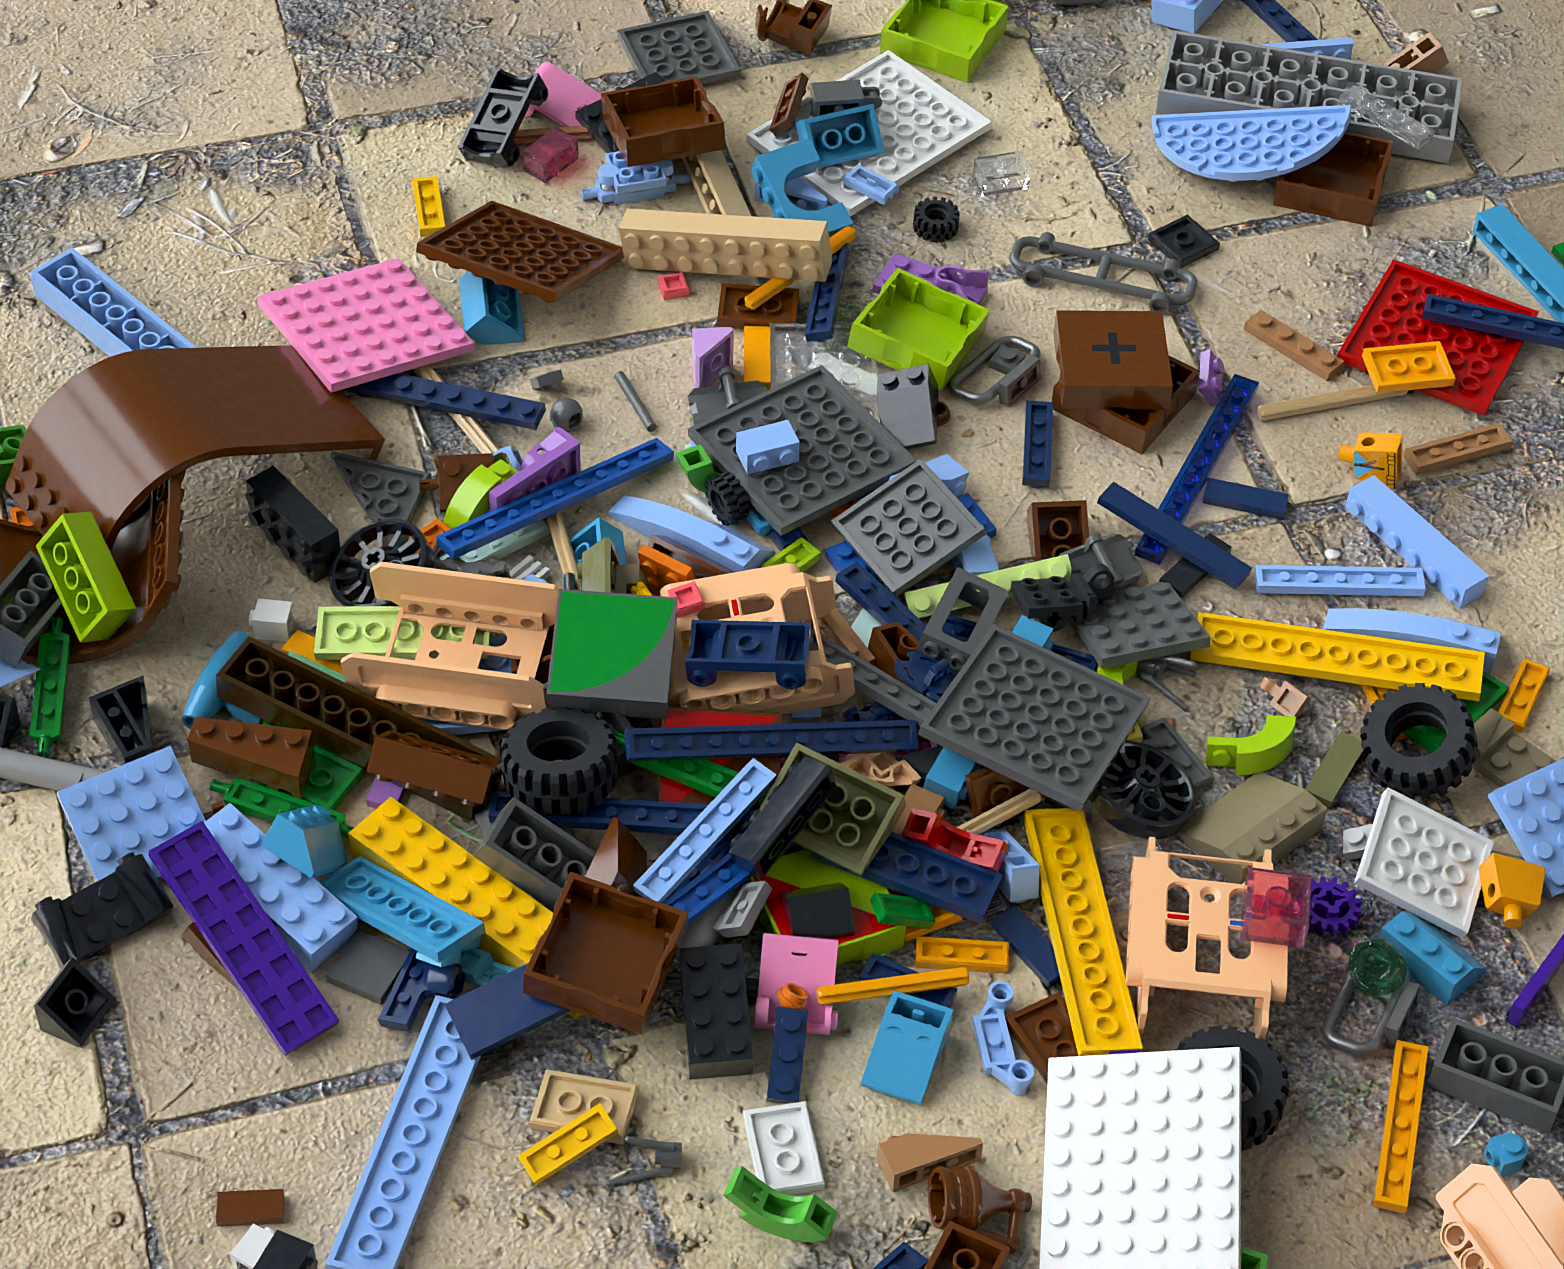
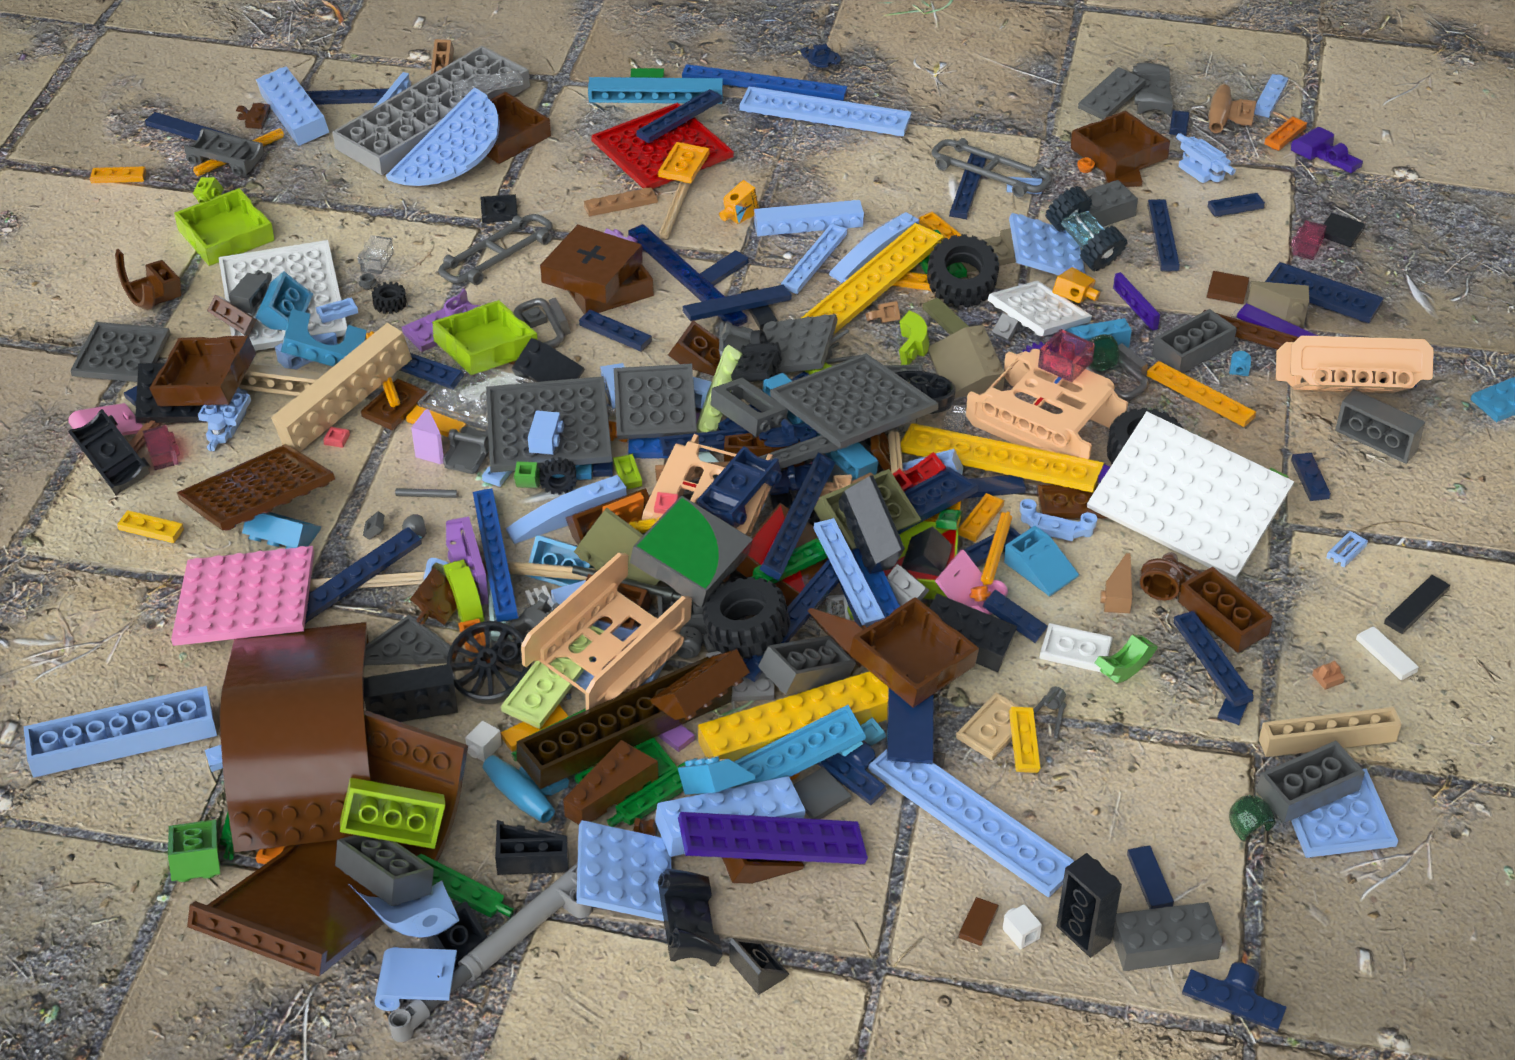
camera: 60 degrees left, 5 degrees down
(951, 188) = (367, 281): none -> dark grey plate
(1457, 448) = (753, 169): medium nougat plate -> none

